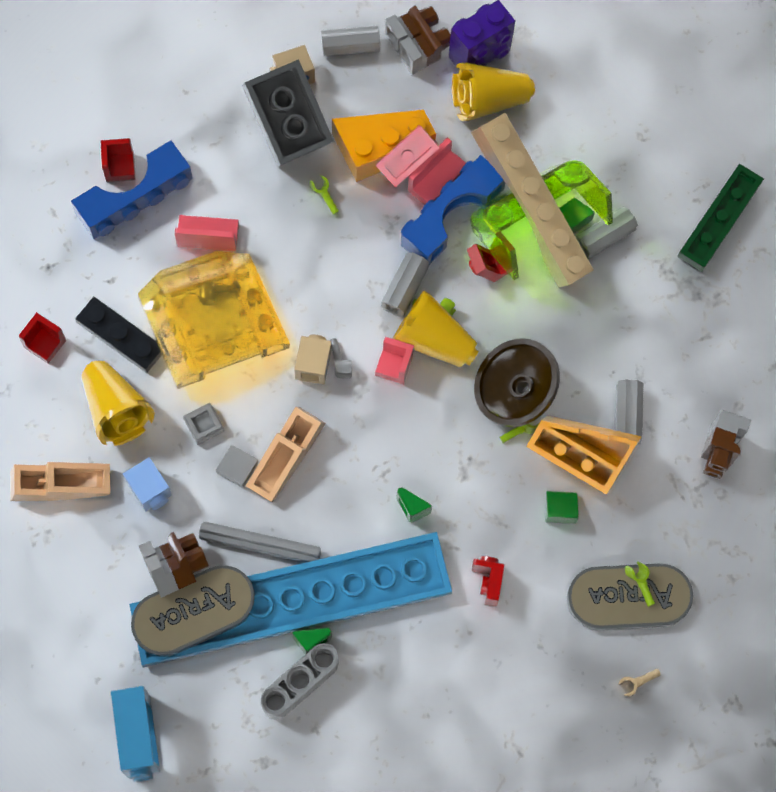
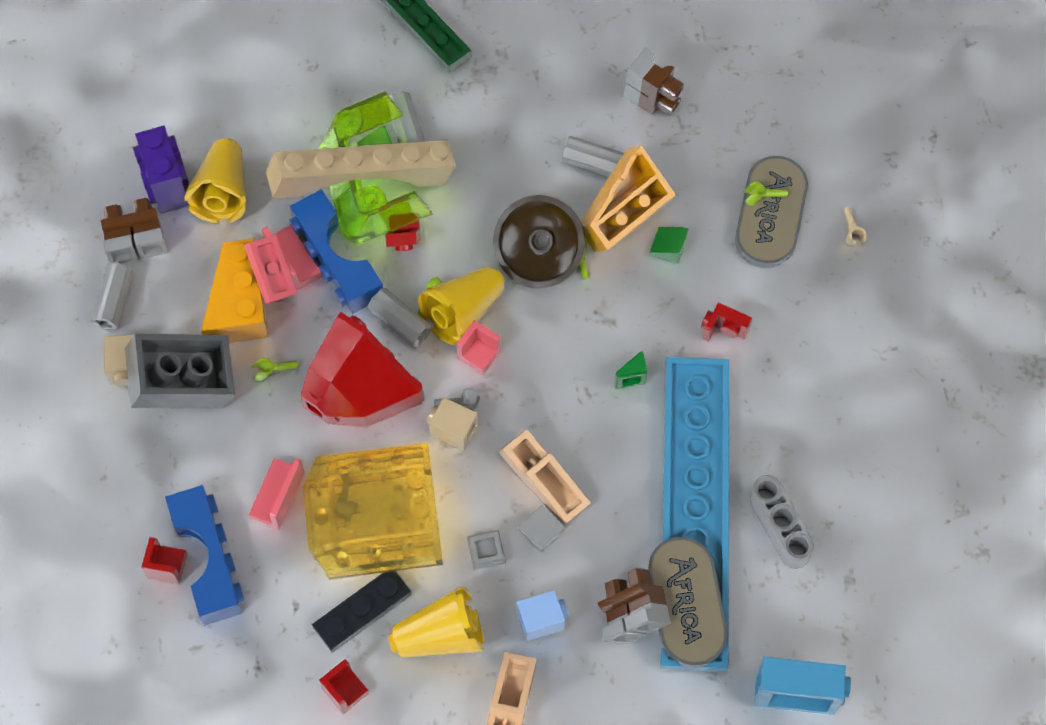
camera: 70 degrees left, 5 degrees down
(259, 542) = (628, 526): light grey axle -> none
(310, 638) = (745, 500): green slope -> none
(324, 261) = (357, 378): none -> red brick

